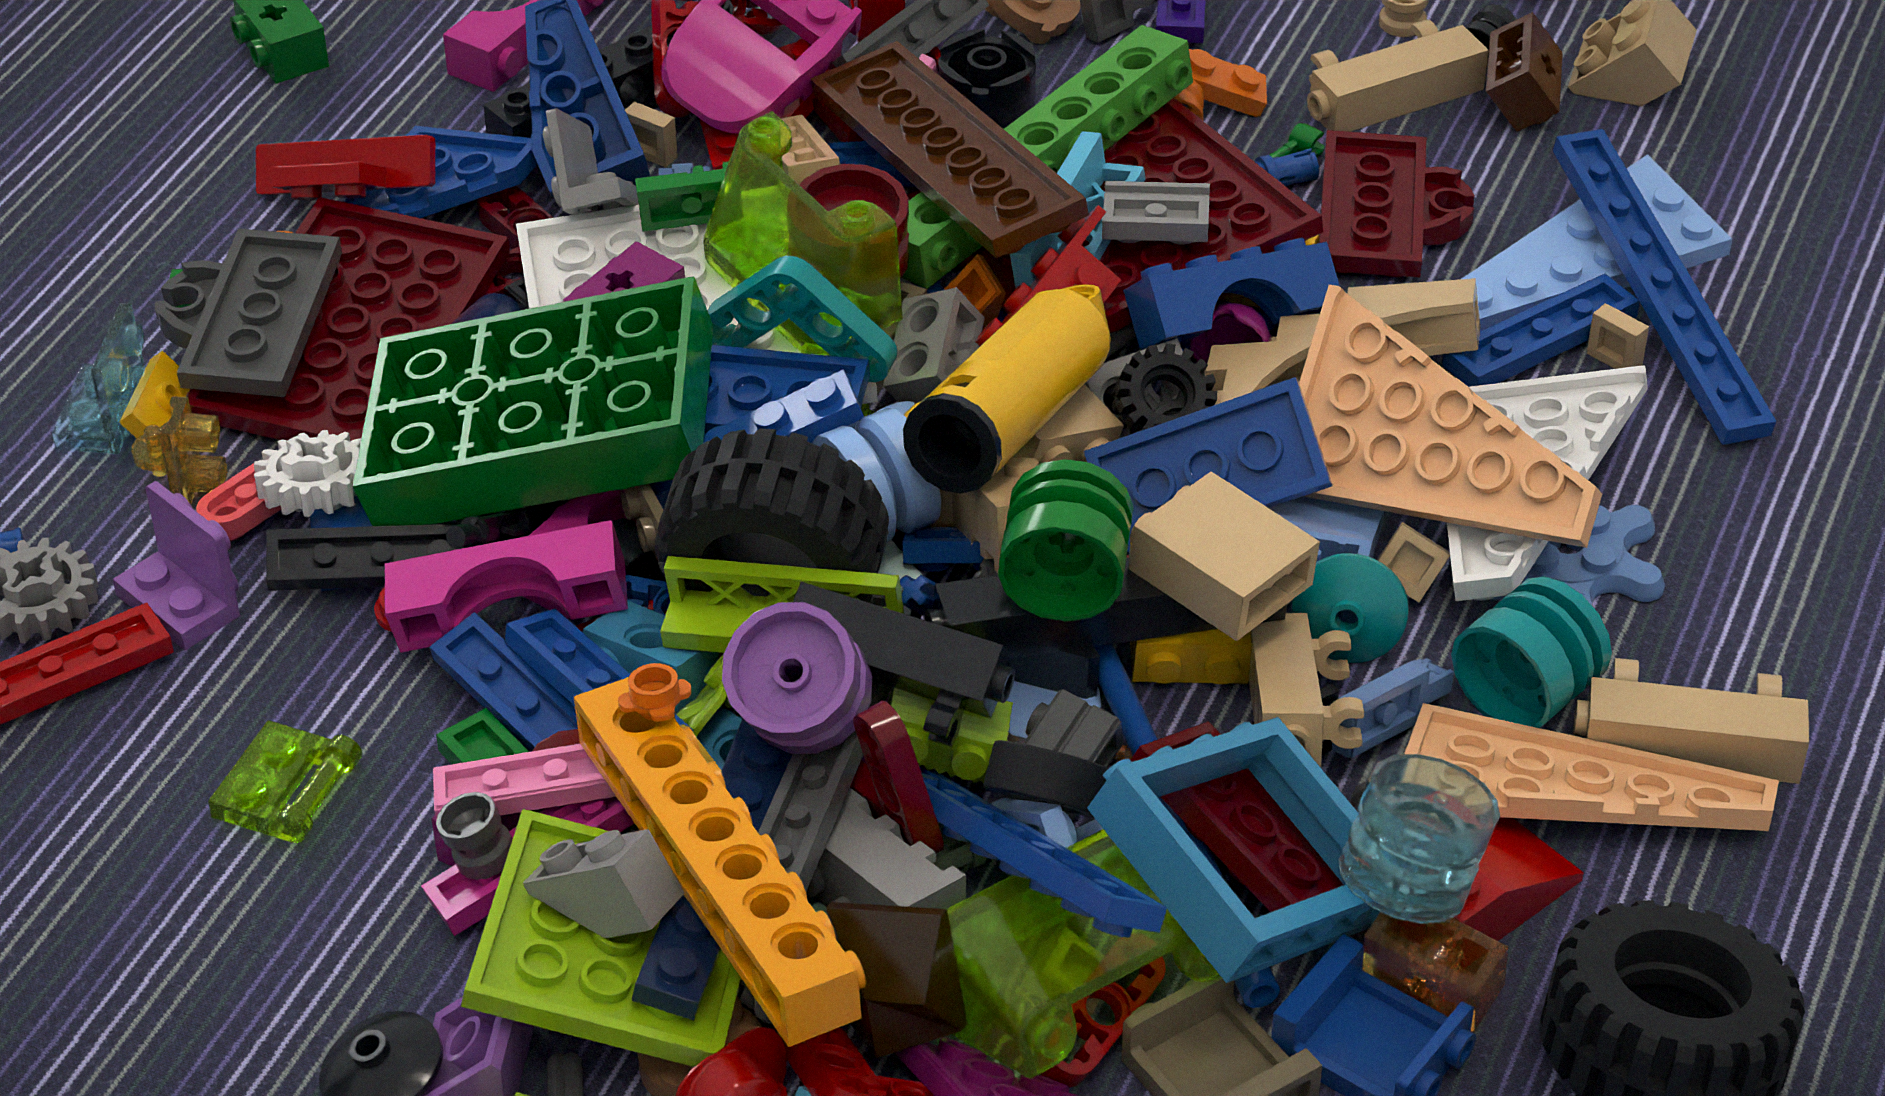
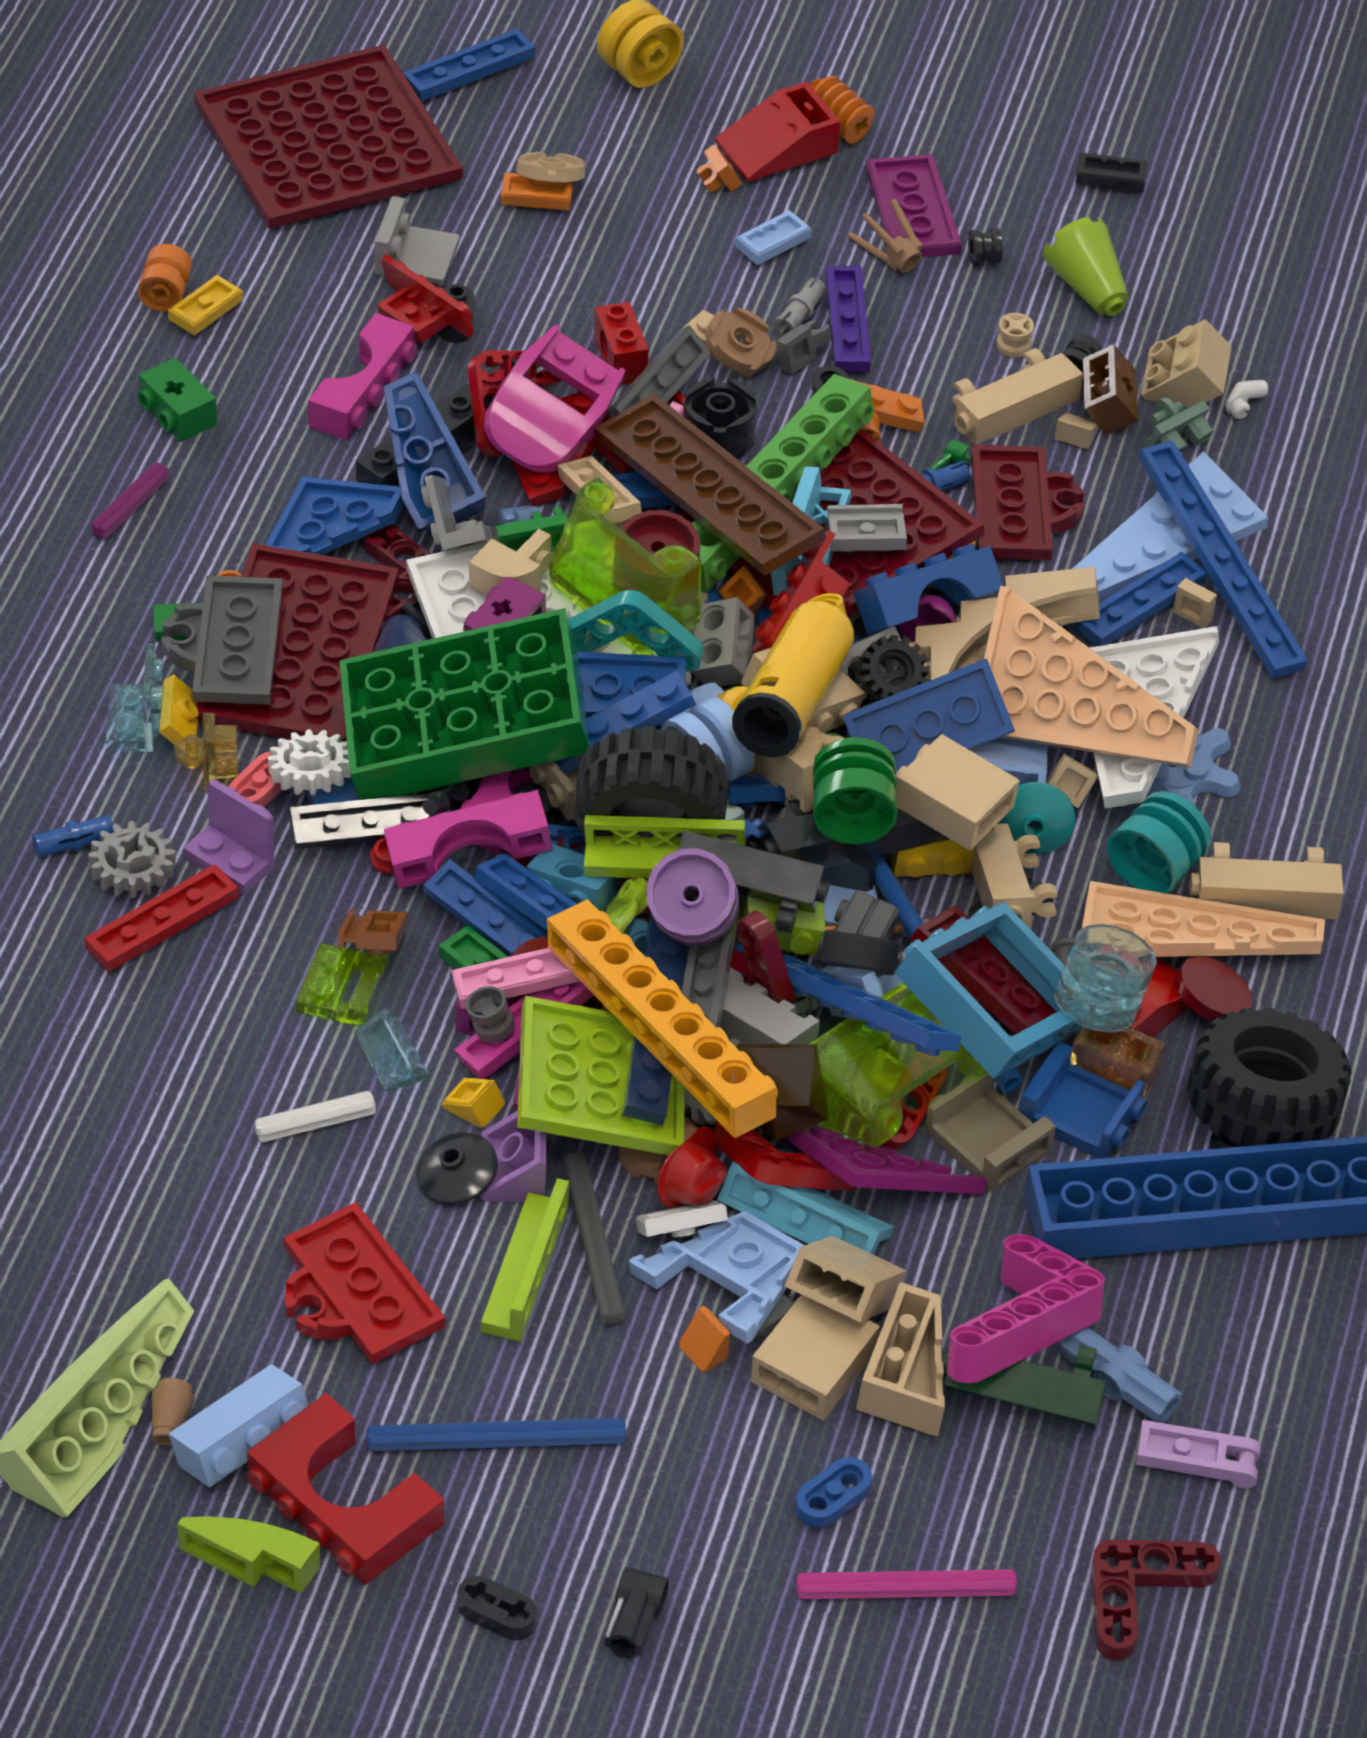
camera: 10 degrees left, 5 degrees up
(183, 145) = (129, 500): none -> magenta axle
(189, 972) = (315, 1116): none -> white axle
(333, 884) = (391, 1051): none -> clear light blue slope
(343, 710) = (375, 931): none -> dark orange plate
(345, 166) = (263, 516): red bracket -> none
(435, 966) = (475, 1101): none -> yellow slope
(607, 883) = (596, 1041): light grey slope -> none
(654, 132) = (484, 471): tan plate -> none
(654, 692) = (604, 913): orange plate -> none
(668, 231) = (498, 561): none -> tan brick
(1395, 701) = (1073, 880): medium blue hinge -> none
(1473, 123) = (1076, 430): none -> tan slope
(1593, 868) = (1212, 988): none -> dark red tile
(1620, 116) = (1173, 421): none -> sand green hips
(1708, 87) = (1244, 390): none -> white arm

